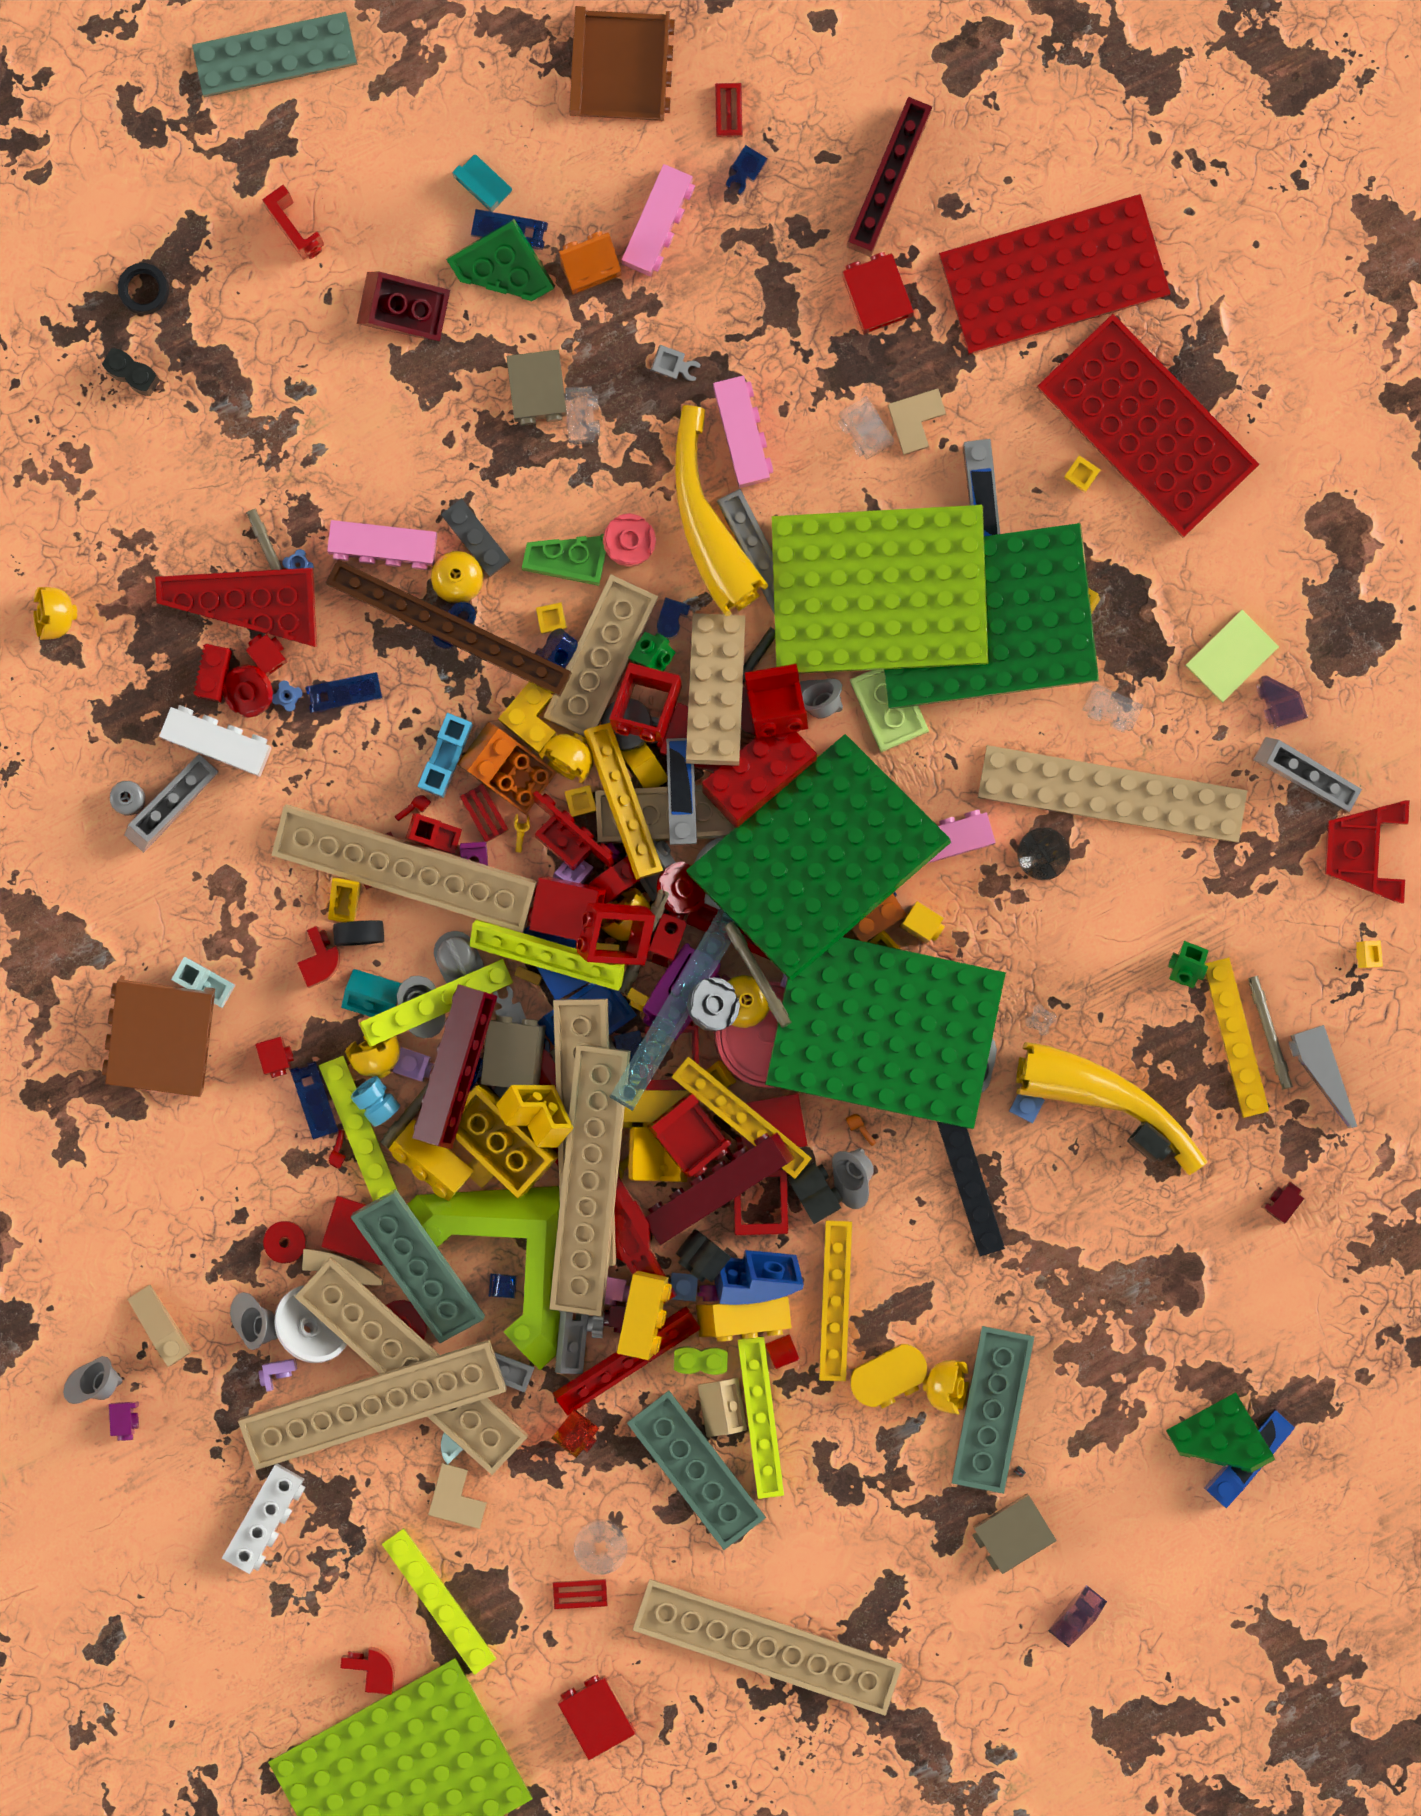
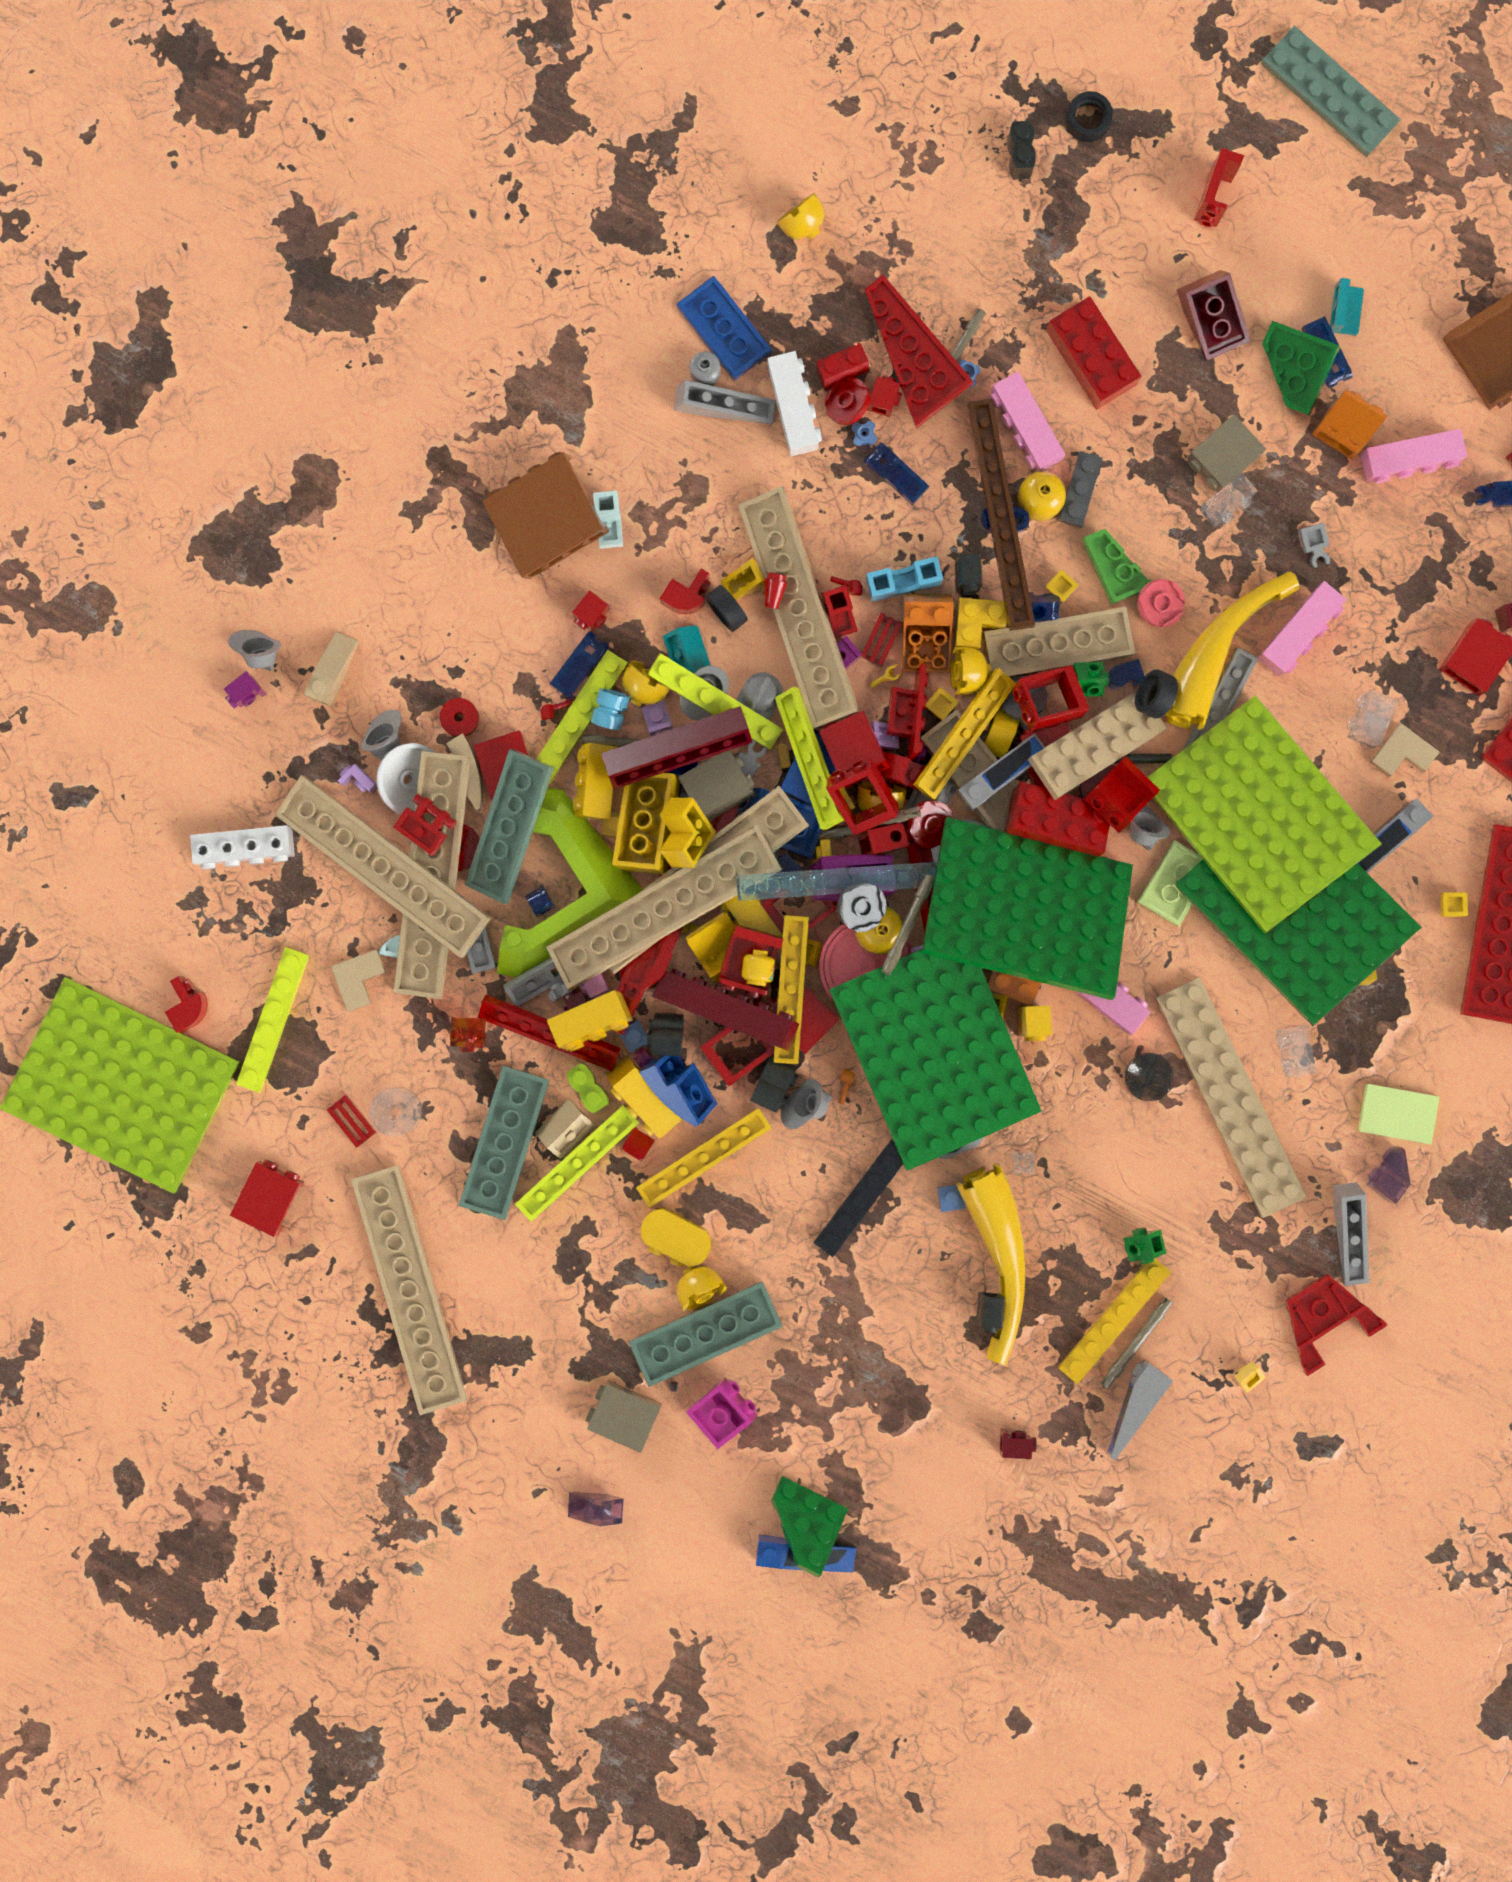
camera: 55 degrees right, 0 degrees up
(100, 753) = (724, 328): none -> blue tile
(361, 439) = (1093, 352): none -> red brick
(367, 1347) = (421, 831): none -> red plate
(373, 878) = (774, 589): none -> red cone
(483, 695) = (968, 575): none -> pearl dark grey brick
(702, 1133) = (758, 968): none -> yellow head
(708, 606) = (1156, 693): none -> black tyre
(1073, 1443) = (722, 1412): none -> dark pink plate

